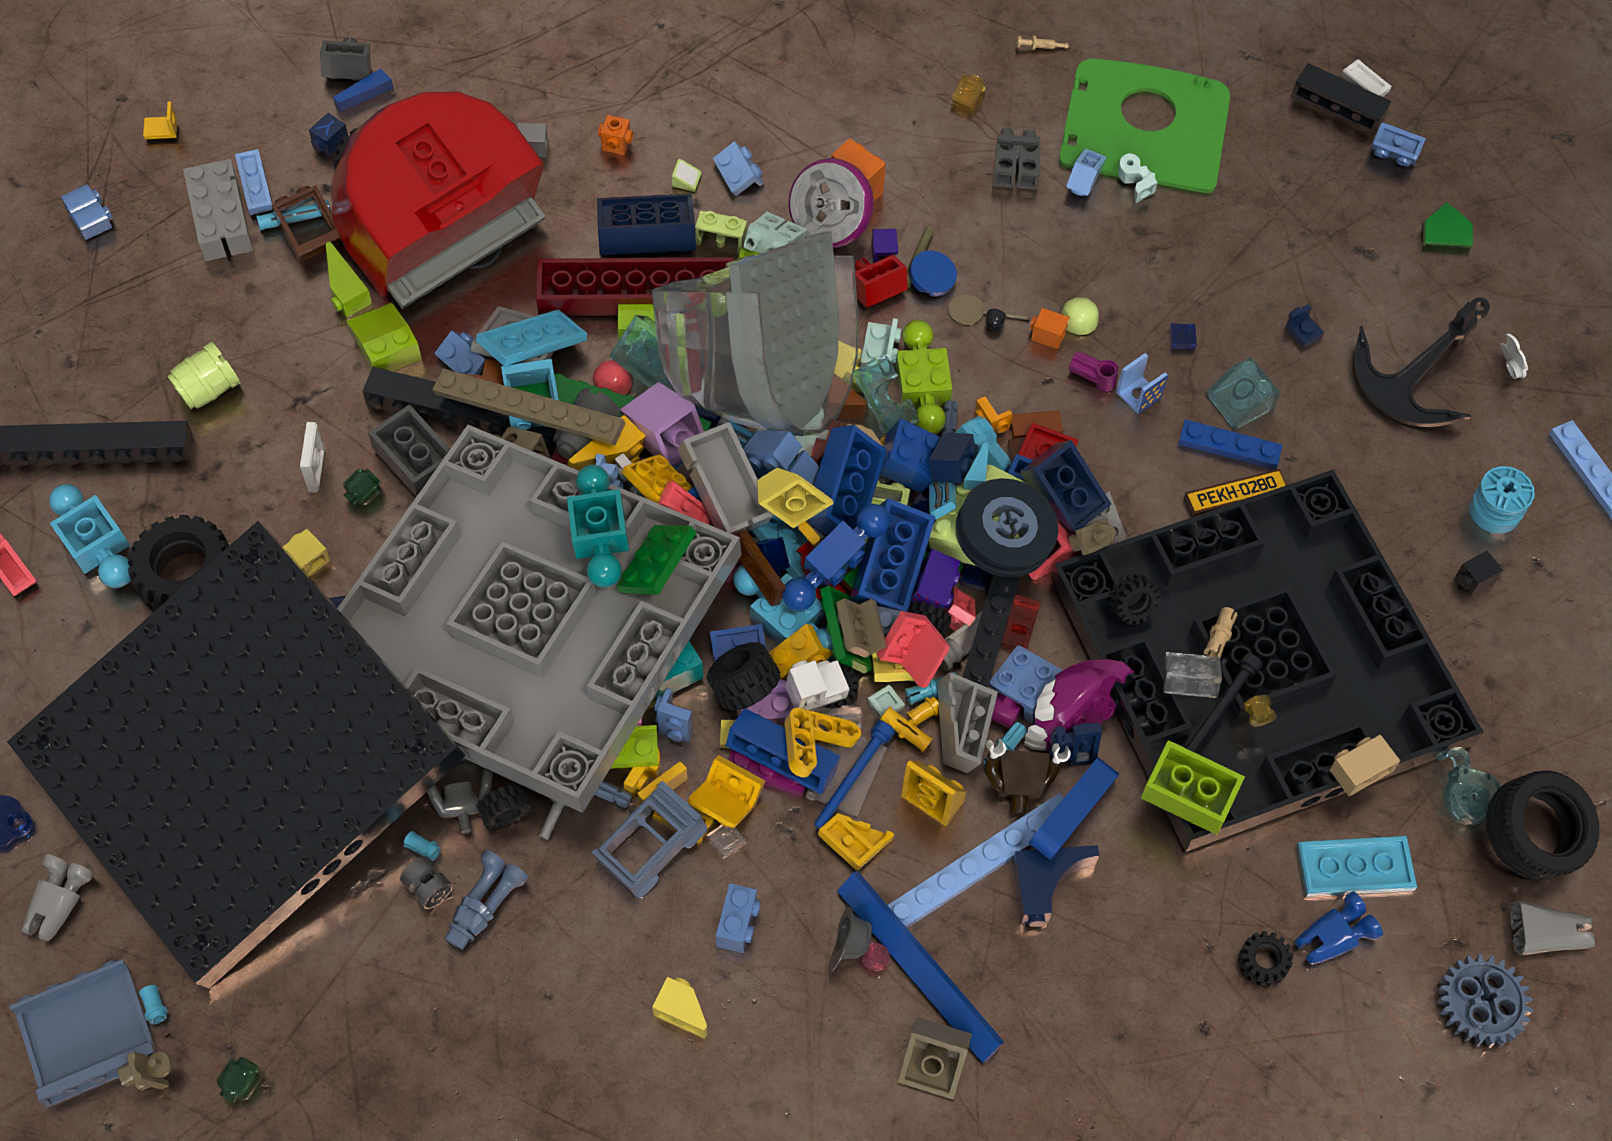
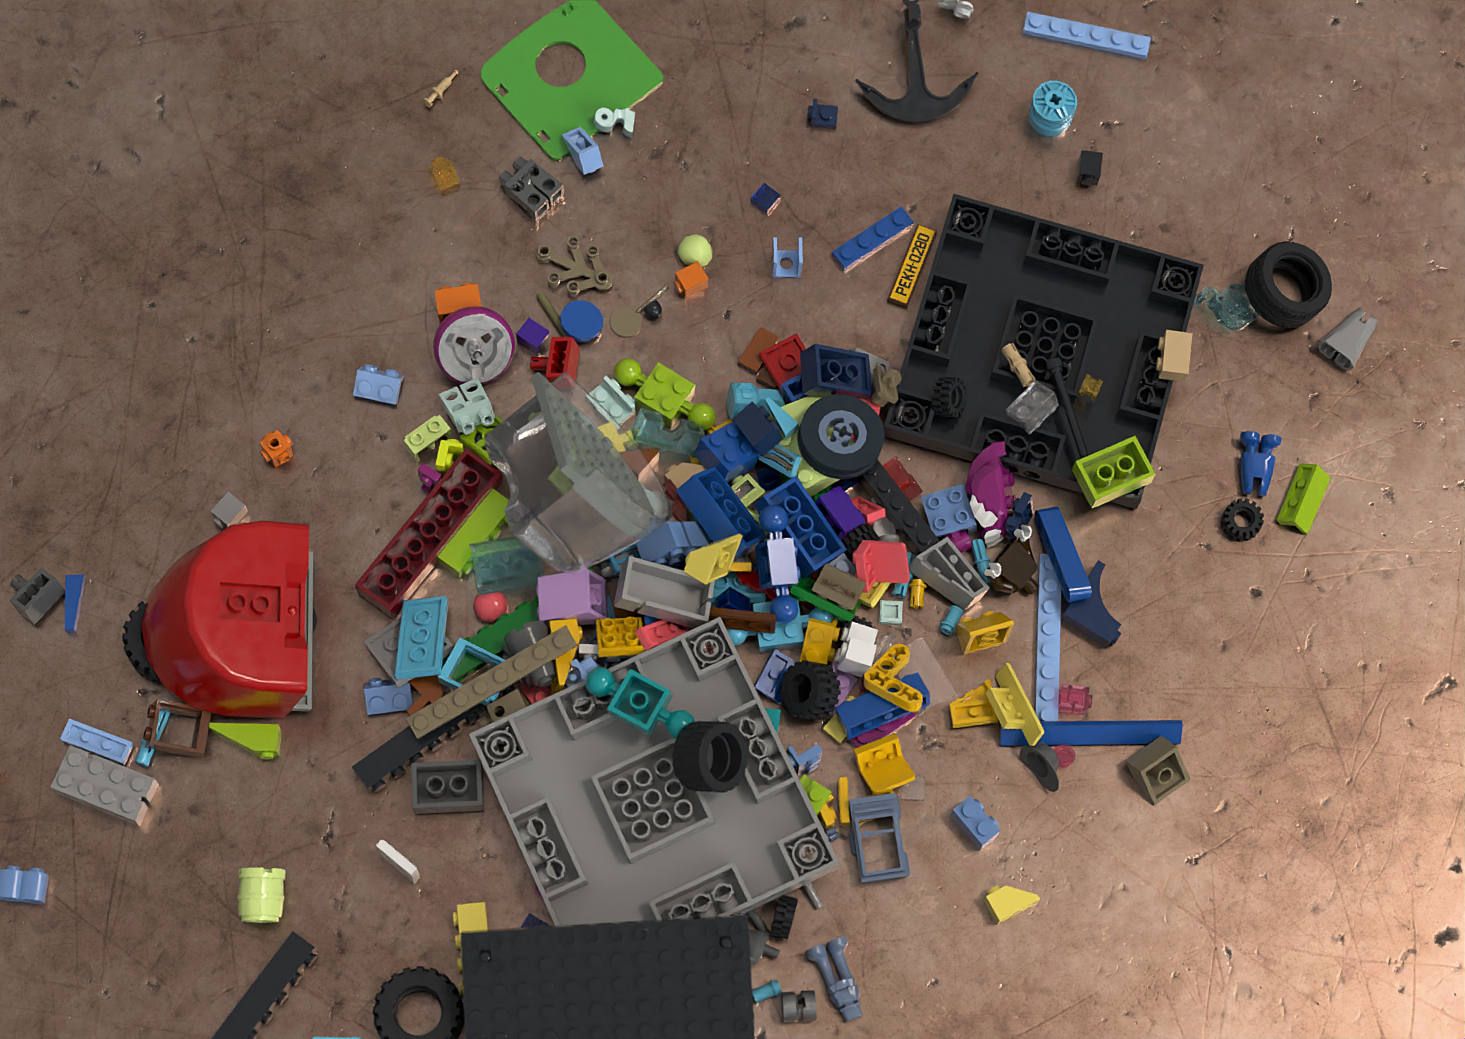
camera: 55 degrees left, 10 degrees up
(327, 134) = (98, 657): dark blue brick -> none
(361, 487) = (446, 843): clear green head -> none
(385, 338) = (324, 741): lime slope -> none
(611, 632) = (728, 756): none -> black tyre
(646, 224) = (374, 484): dark blue slope -> none
(656, 559) = (692, 682): green plate -> none
(683, 248) = (428, 477): none -> magenta plate
(685, 176) = (353, 426): slope -> none
(713, 245) = (448, 451): none -> neon yellow bracket
(878, 866) = (1013, 705): none -> light yellow bracket
(881, 733) = (912, 633): blue piece -> none
(906, 729) = (922, 614): yellow pin -> none
(930, 757) = (949, 624): none -> medium azure pin
(939, 925) = (1074, 699): none -> clear pink brick
(950, 411) = (700, 396): sand blue axle -> none
(968, 210) = (576, 268): none -> dark tan plant
(999, 422) = (726, 376): light orange bracket -> none
(1094, 370) = (746, 279): magenta piece -> none
(1243, 393) = (844, 198): clear light blue slope -> none
(1345, 1004) = (1304, 497): none -> lime panel
(1356, 866) = (1223, 414): medium azure tile -> none
(1507, 994) = (1357, 431): sand blue gear -> none

